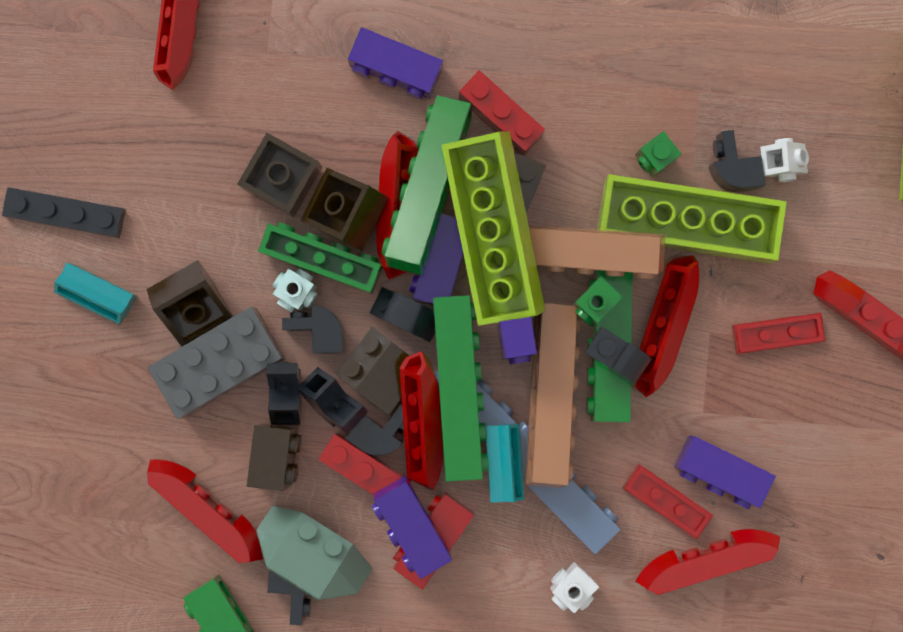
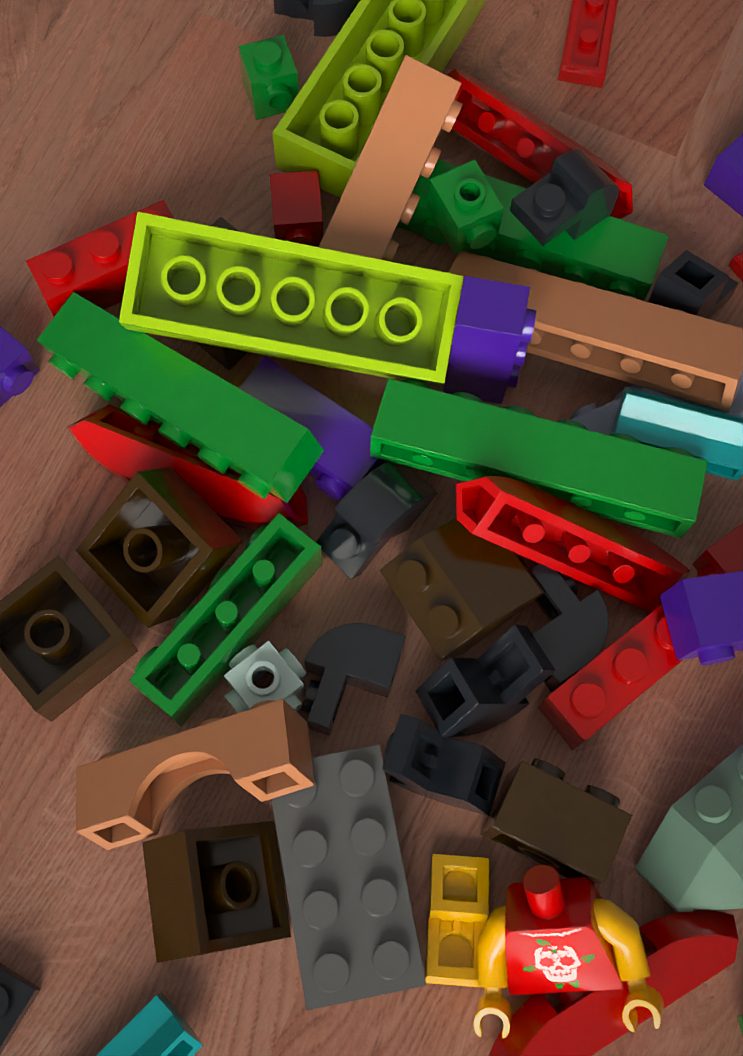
camera: 75 degrees left, 15 degrees down
(217, 425) = (455, 918): none -> yellow slope
(218, 245) = (130, 790): none -> nougat arch
(219, 477) = (560, 940): none -> torso
(574, 204) = (297, 207): none -> red brick
(600, 446) = (692, 286): none -> black brick

